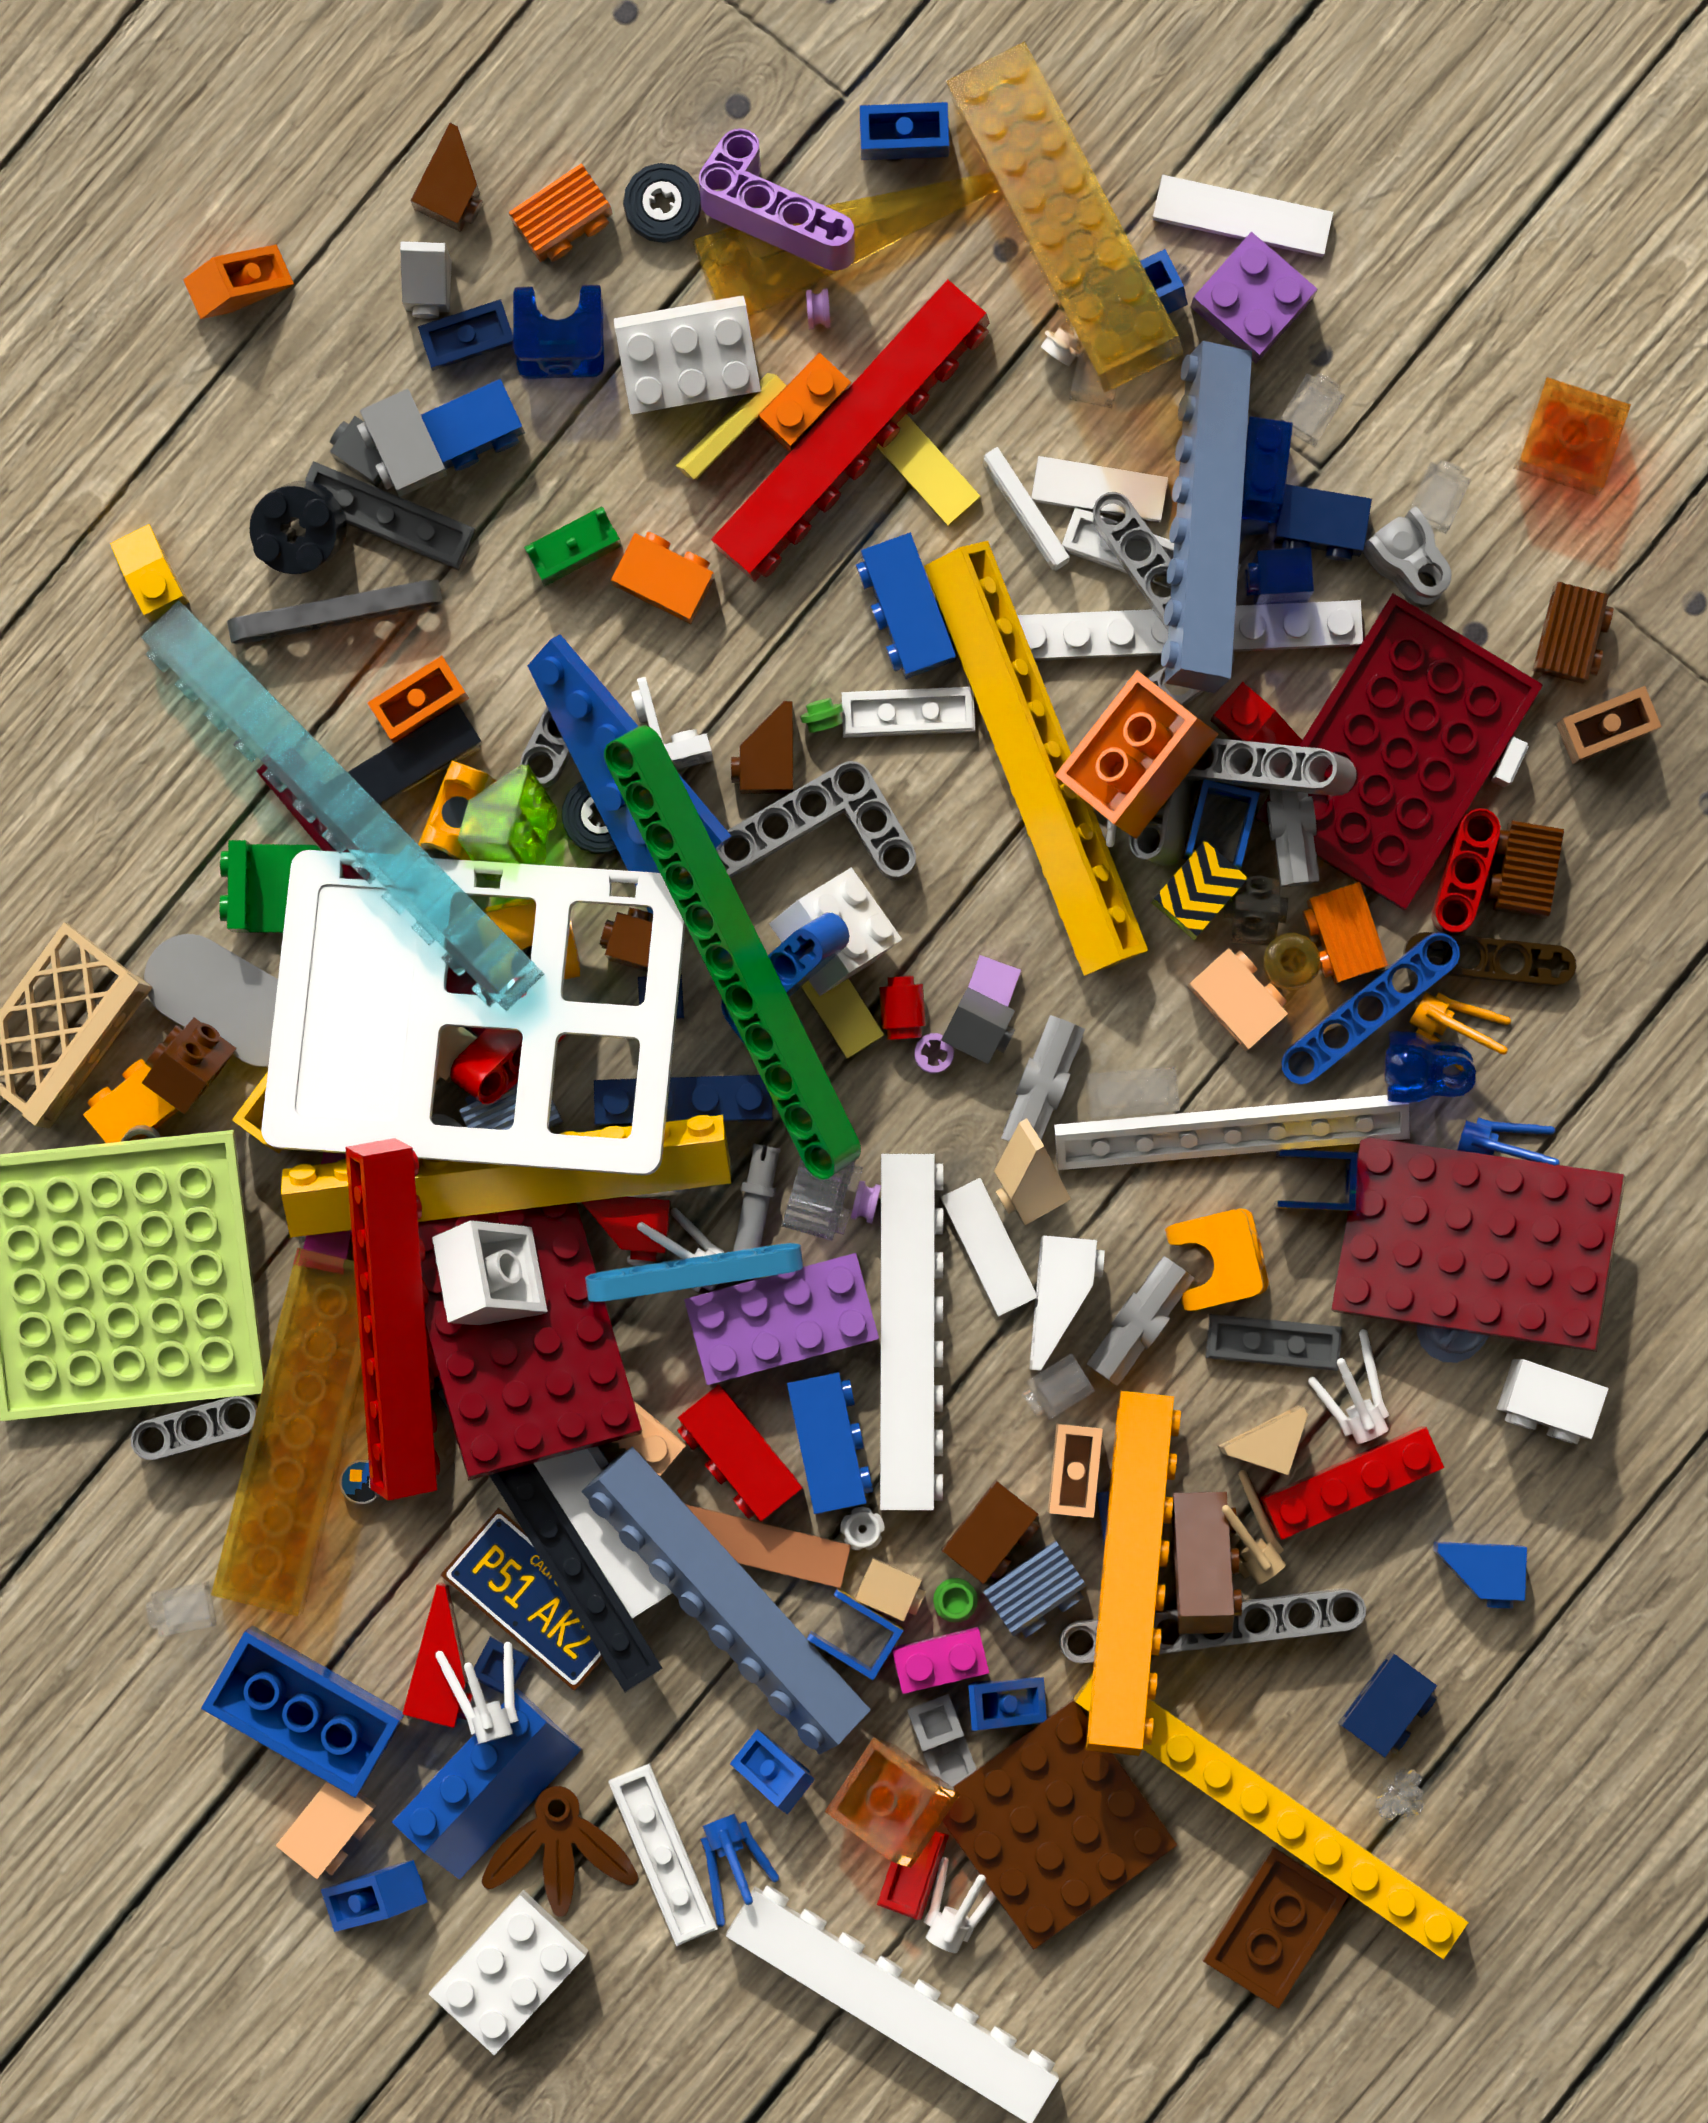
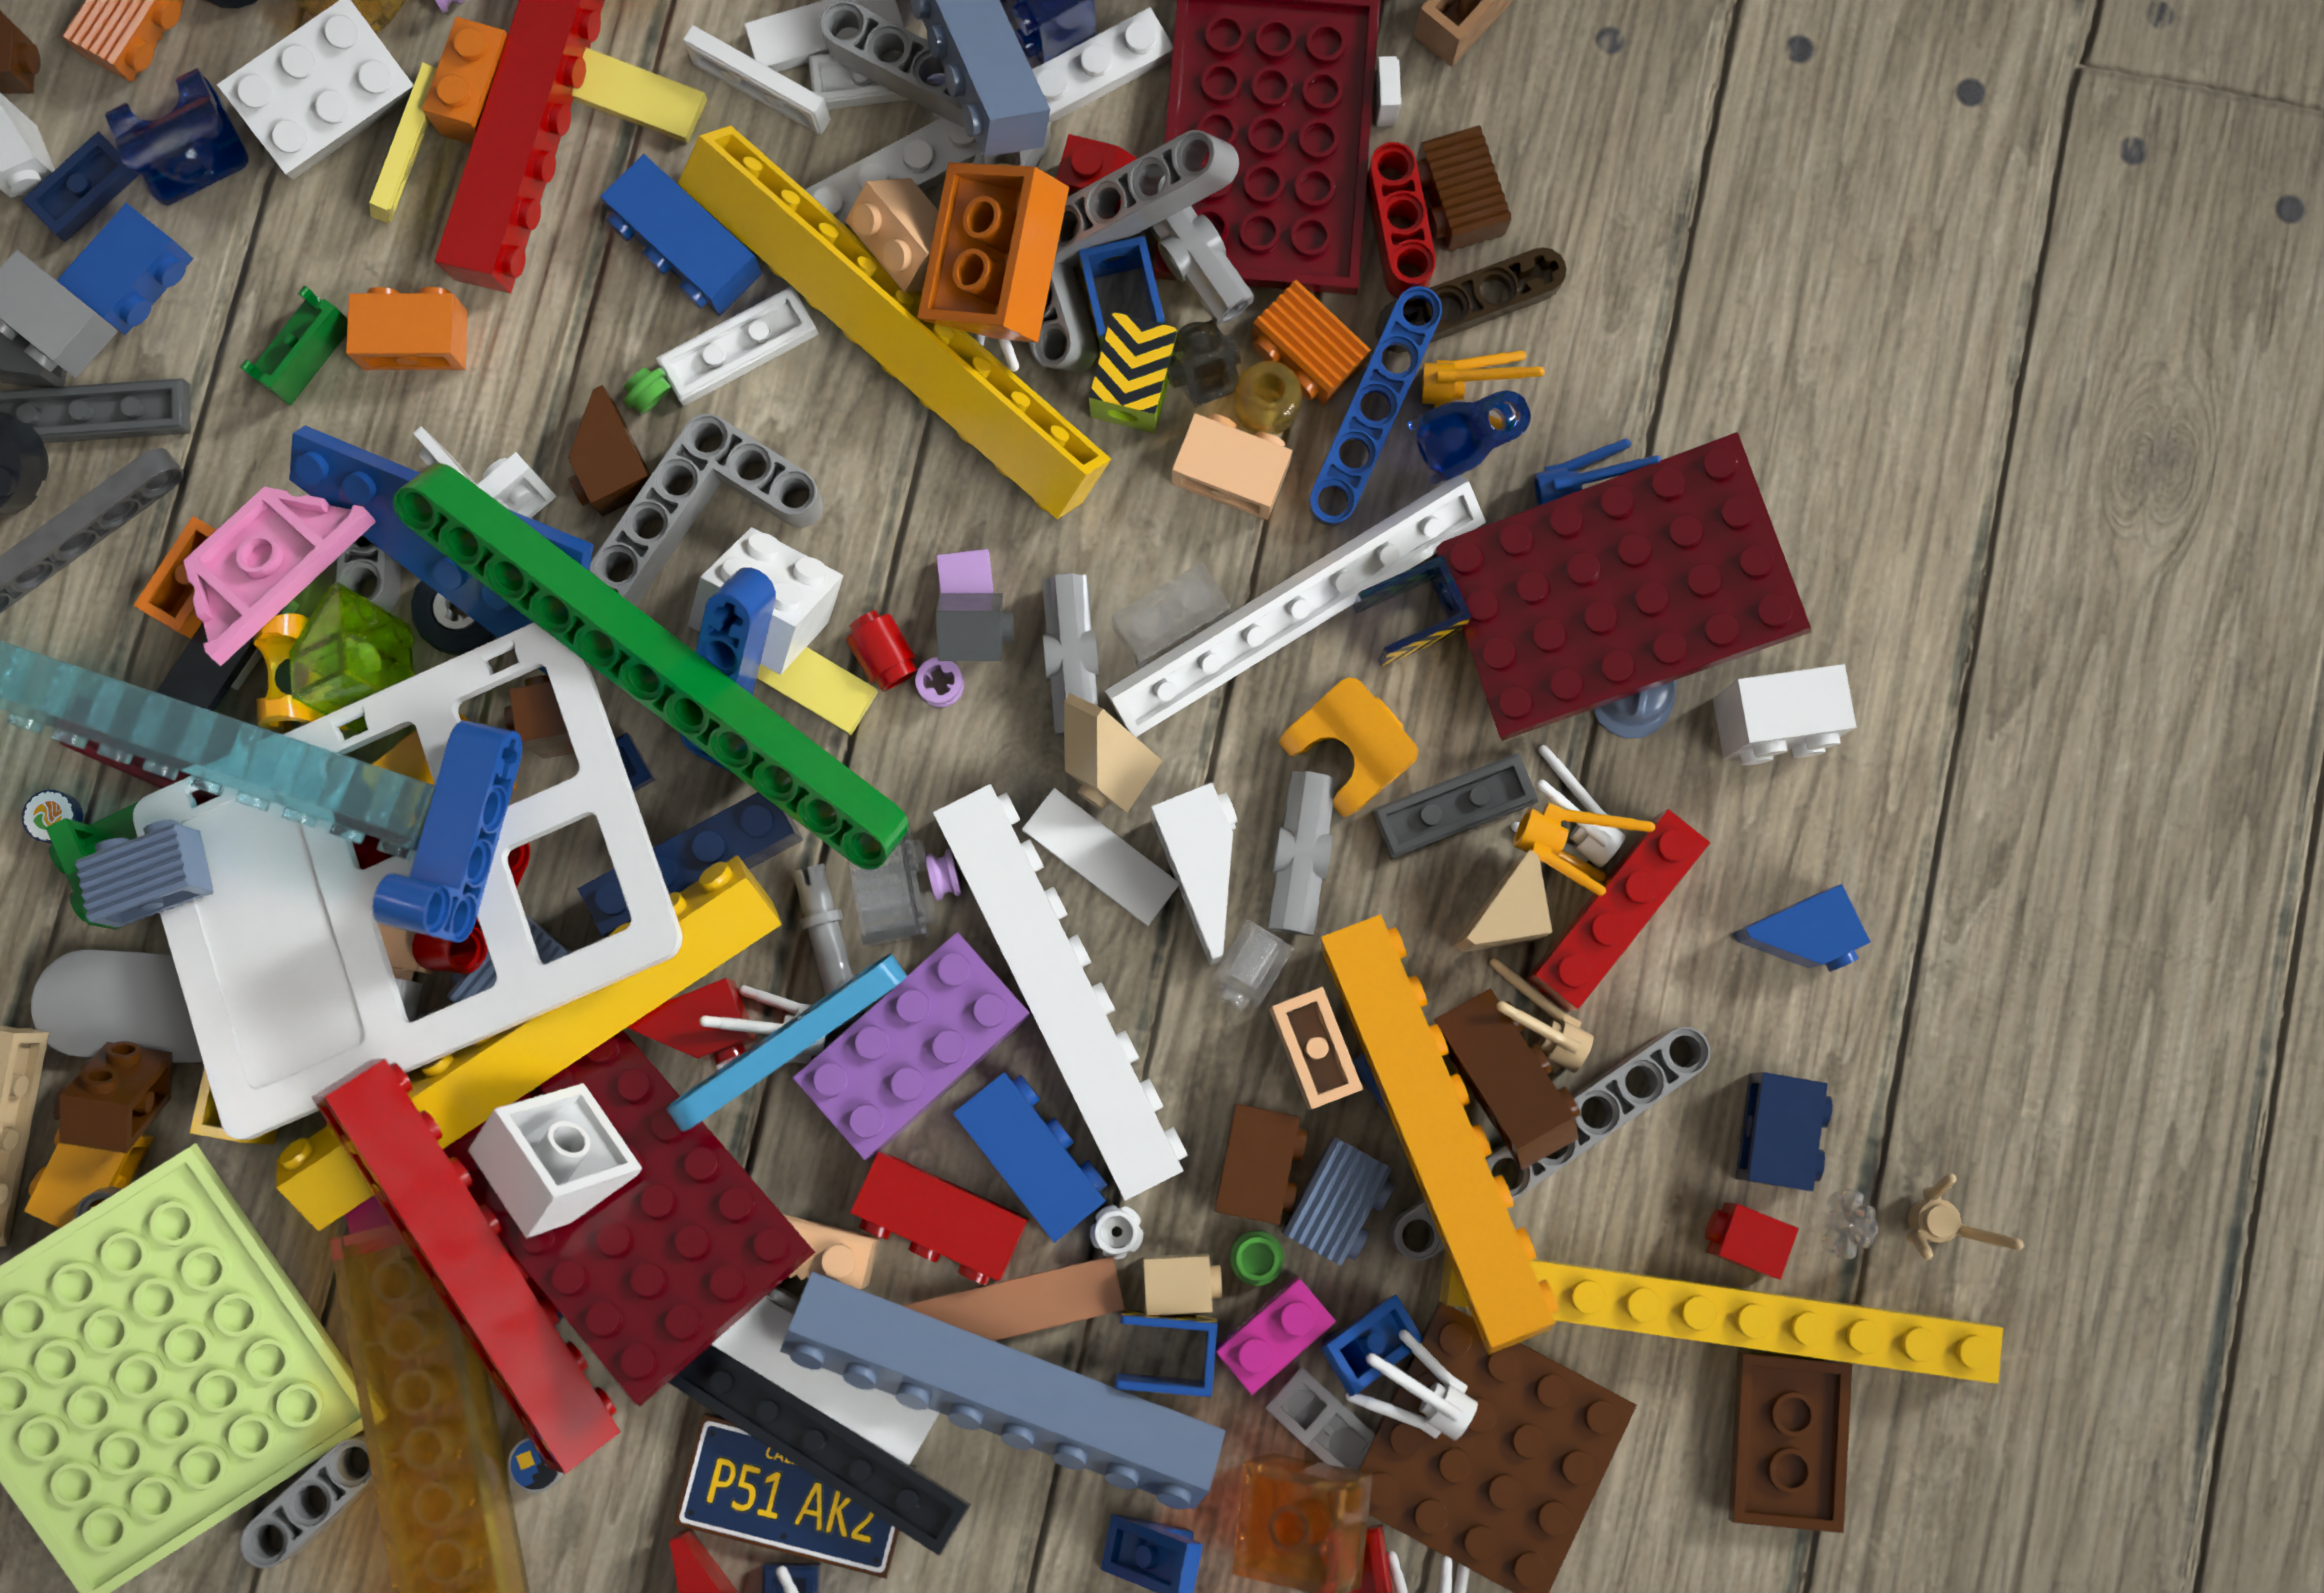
camera: 30 degrees left, 5 degrees down
(224, 822) = (46, 809): none -> tile
(288, 914) = (144, 874): none -> sand blue brick
(483, 723) = (264, 562): none -> bright pink wing
(535, 1008) = (457, 837): none -> blue beam
(1036, 1774) = (1445, 1407): none -> white plant
(1076, 691) = (897, 228): none -> light nougat brick
(1322, 1769) = (1750, 1239): none -> red brick
(1323, 1402) = (1546, 837): none -> light orange plant
(1469, 1828) = (1941, 1222): none -> tan plant

